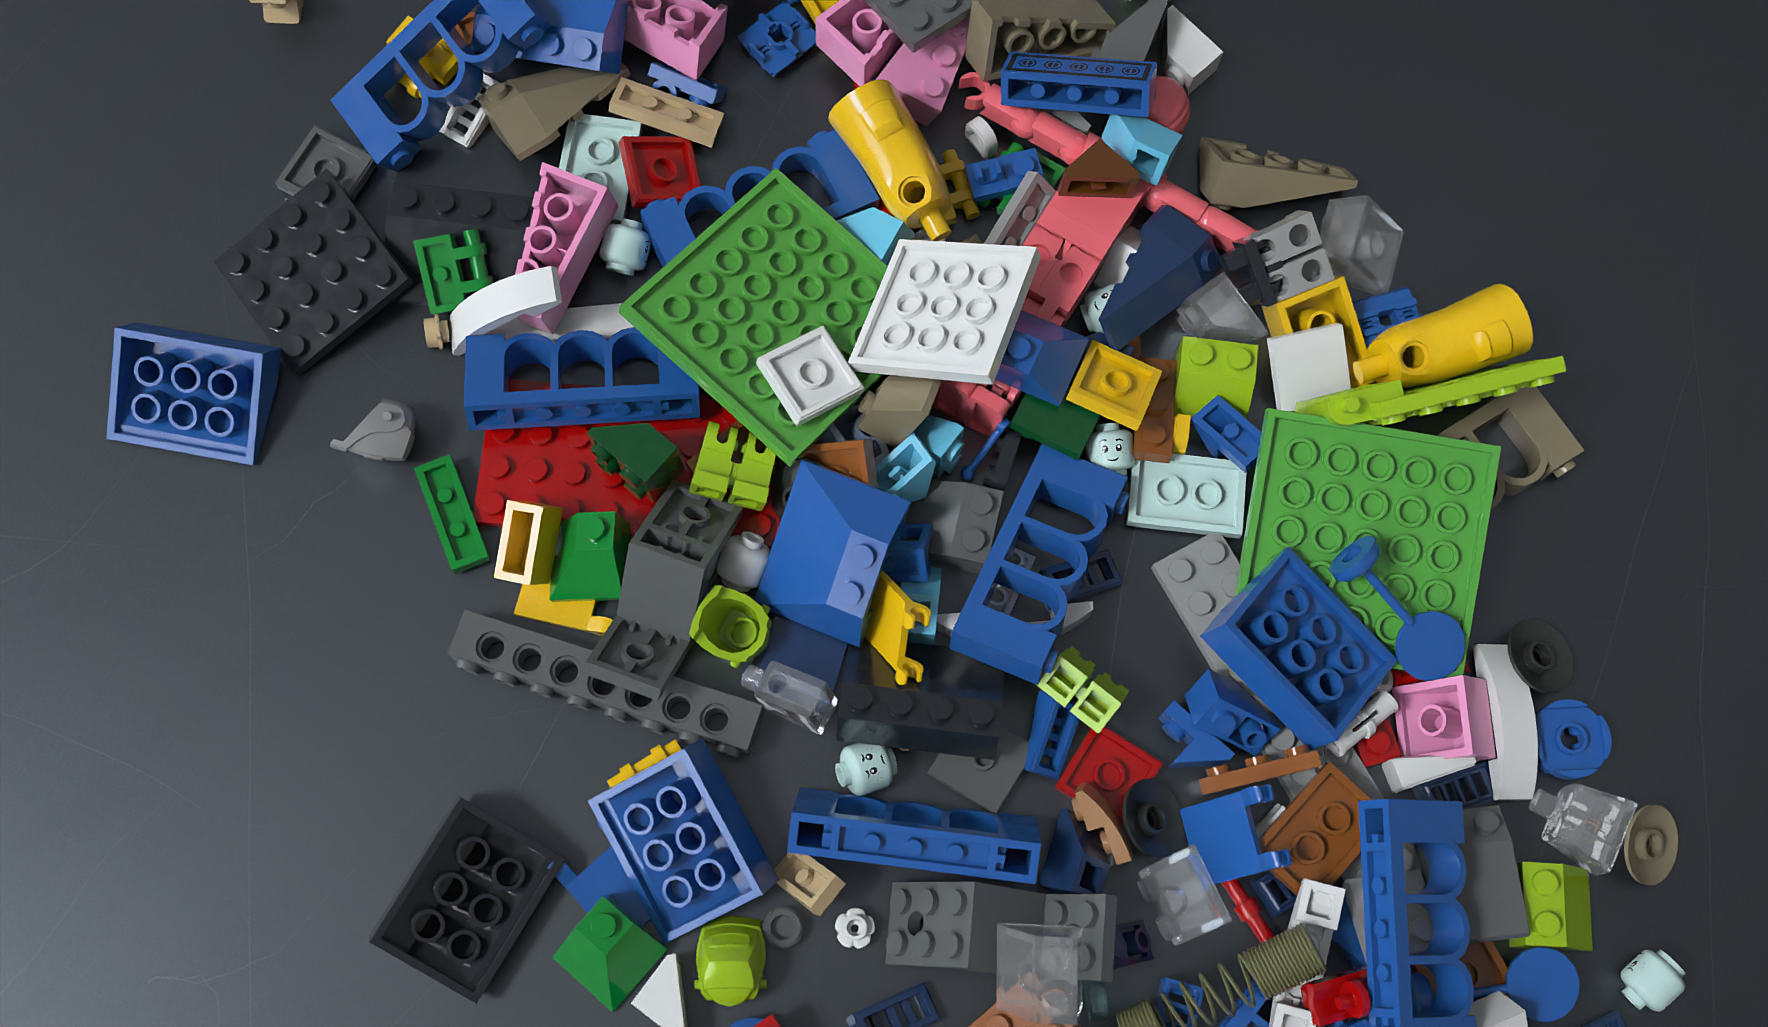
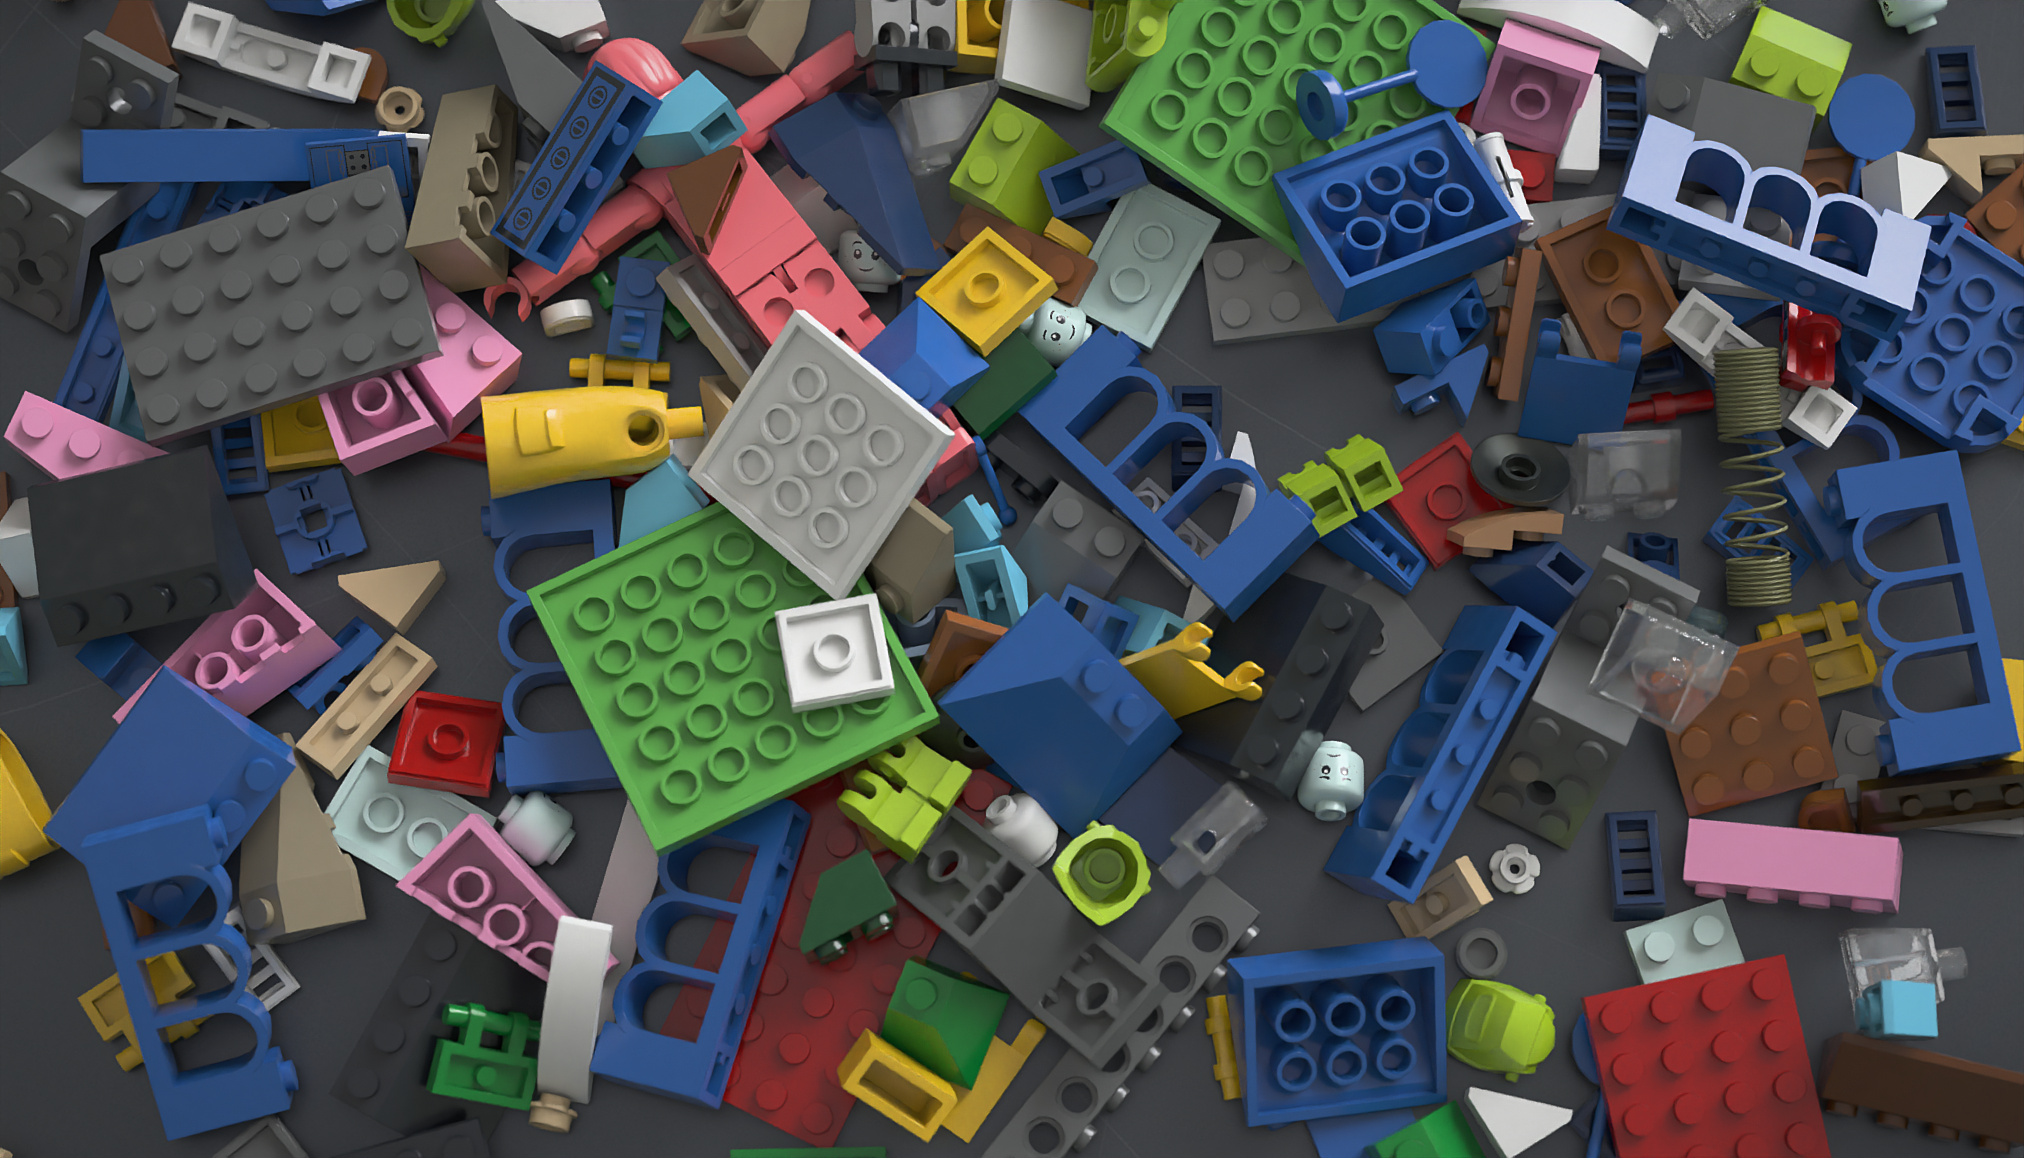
camera: 65 degrees left, 5 degrees up
(749, 104) = (395, 593): none -> tan slope

